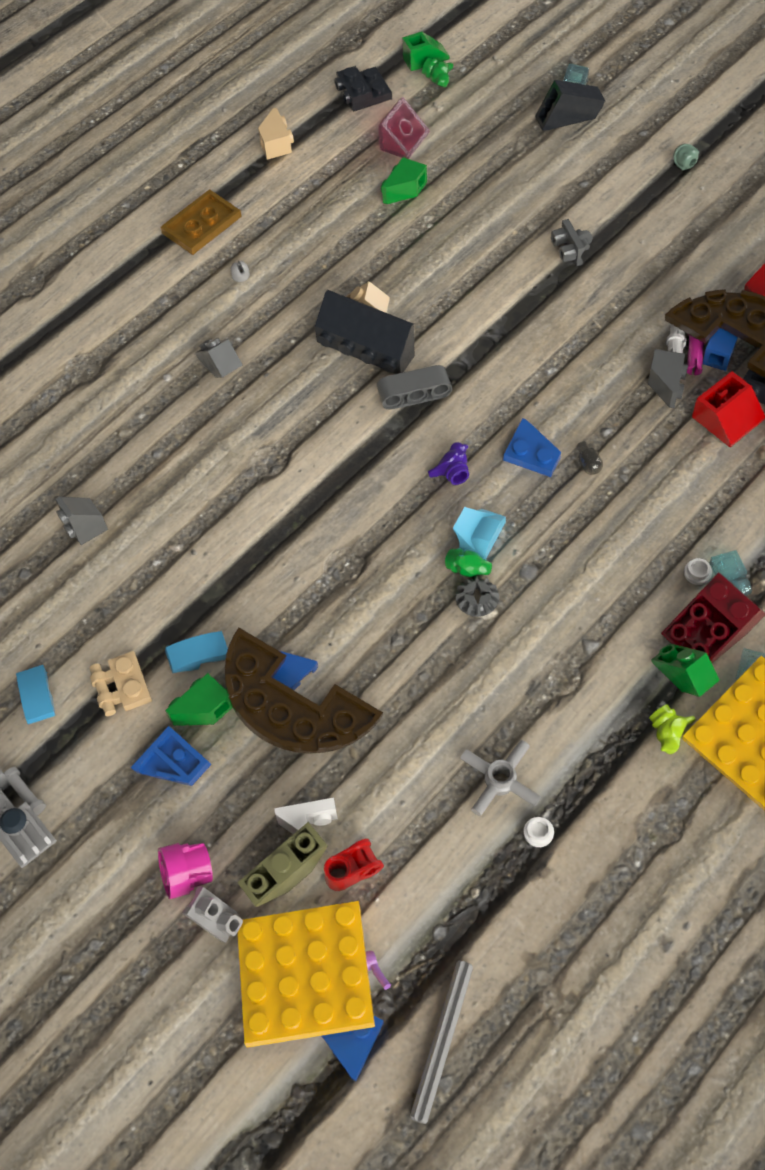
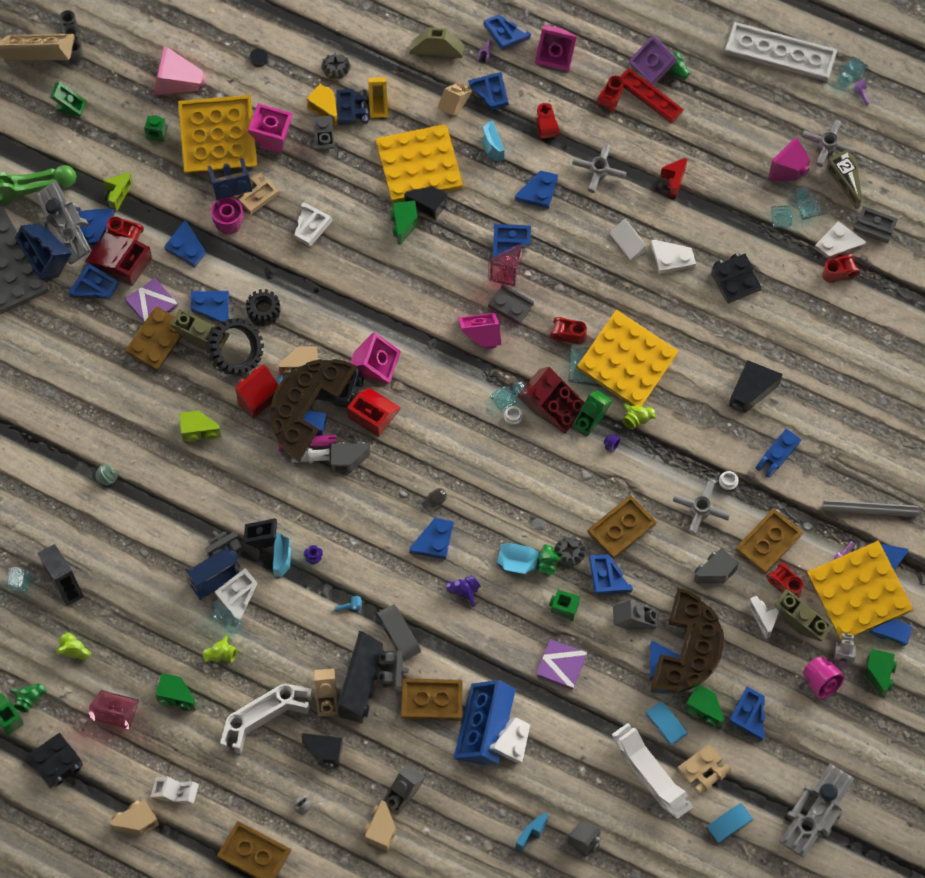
camera: 110 degrees left, 5 degrees up
(115, 470) = (534, 828): none -> dark azure slope
(133, 615) = (650, 771): none -> white piece
(170, 961) = (879, 670): none -> green slope
(180, 330) = (382, 828): none -> tan slope
(225, 1007) = (893, 630): none -> blue slope
(234, 471) = (512, 740): none -> white wing
(267, 452) = (483, 720): none -> blue slope
(293, 294) = (324, 749): none -> black slope
(296, 169) = (174, 791): none -> white slope
(318, 406) = (431, 699): none -> pearl gold plate
(320, 552) = (561, 664): none -> medium lavender tile
(348, 227) = (263, 710): none -> white piece
(356, 649) = (634, 616): none -> dark grey slope
(377, 365) = (393, 669): none -> dark grey hips
(397, 569) = (564, 598): none -> green brick
(398, 774) = (717, 568): none -> dark grey slope
(424, 861) = (769, 541): none -> pearl gold plate
(426, 630) = (606, 576): none -> blue wing
(441, 225) = (221, 652): none -> lime animal
(467, 354) = (356, 604): none -> dark azure hand
(482, 108) = (72, 647): none -> lime animal
(487, 232) = (221, 612): none -> clear light blue plate
(496, 666) = (622, 527): none -> pearl gold plate
(508, 249) = (237, 593): none -> white wing
(540, 226) = (213, 572): none -> dark blue window
(541, 326) = (310, 558): none -> dark purple plate
(547, 292) = (282, 555): none -> medium azure slope
(572, 923) = (779, 452): none -> blue hinge
(573, 271) = (261, 533): none -> black slope
(632, 685) = (612, 442): none -> dark purple plate
(694, 910) = (753, 386): none -> black slope
(735, 238) = (198, 426): none -> lime slope

